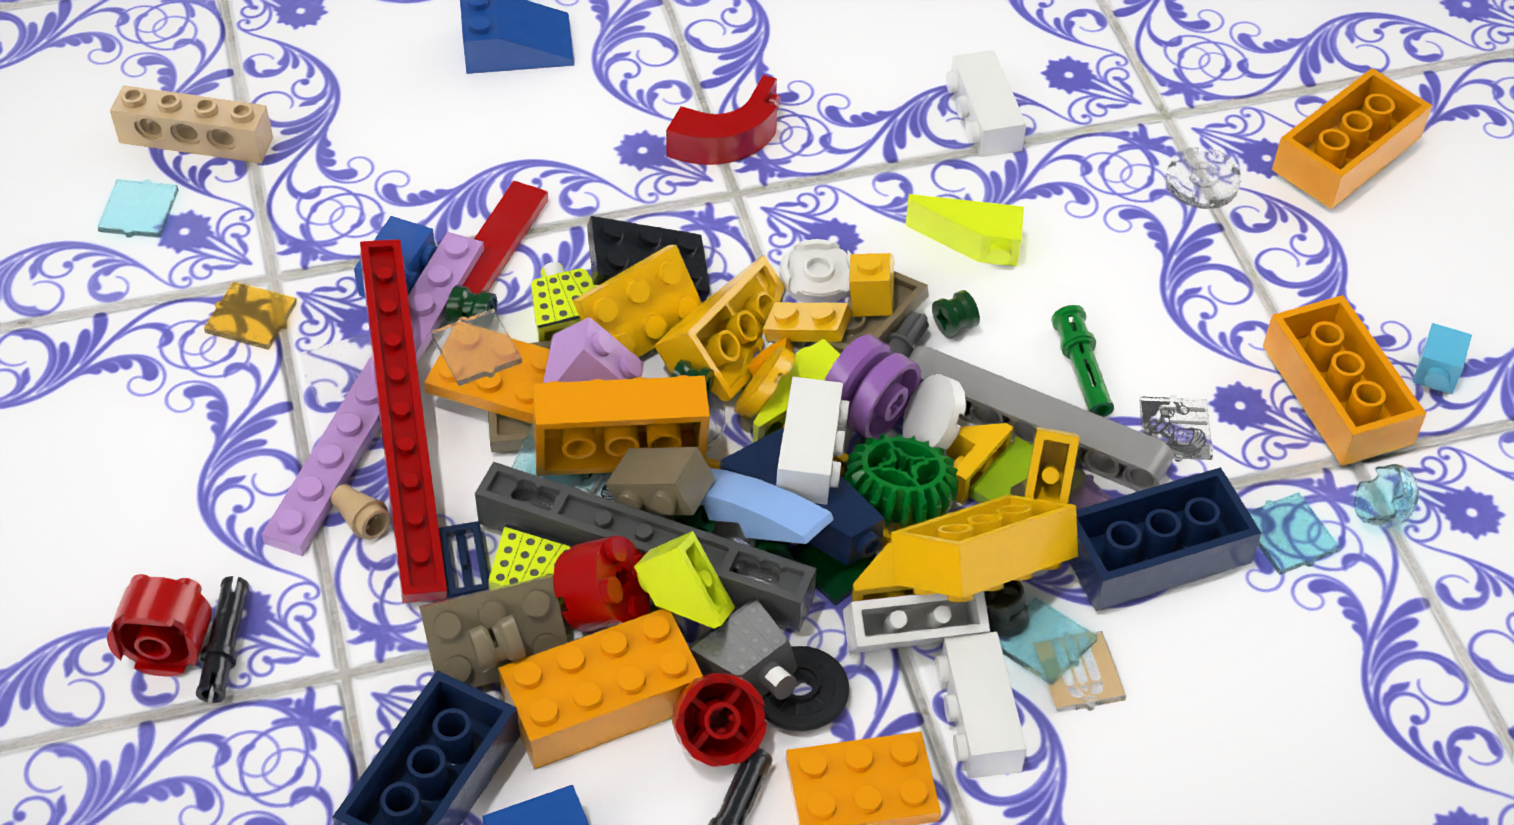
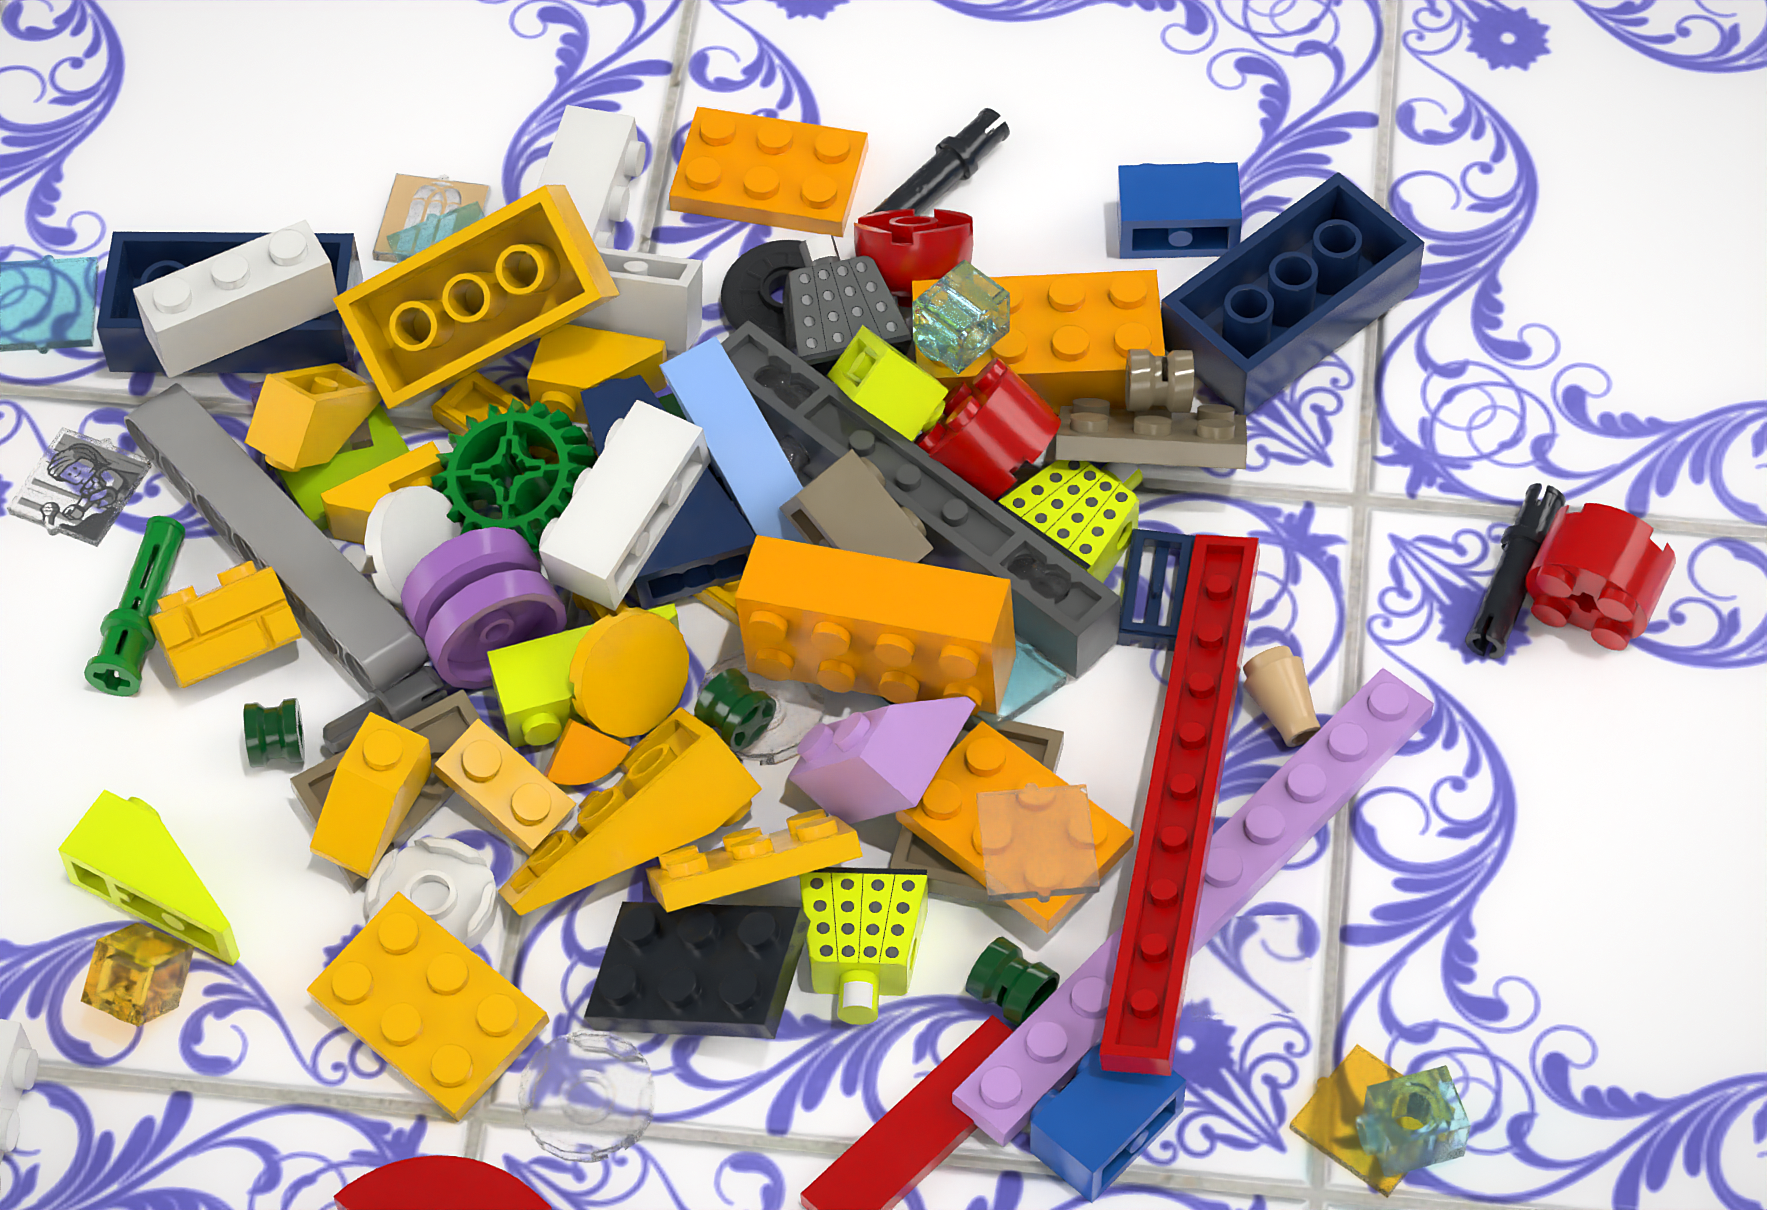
camera: 155 degrees left, 5 degrees up
(222, 295) = (1423, 1096): none -> clear light blue brick
(647, 622) = (960, 317): none -> clear light blue brick
(682, 205) = (586, 1096): none -> clear tile
(786, 214) = (428, 1005): none -> yellow plate
(942, 174) = (137, 974): none -> clear yellow brick
(1023, 346) = (224, 624): none -> yellow brick
(1134, 483) = (237, 298): none -> white brick

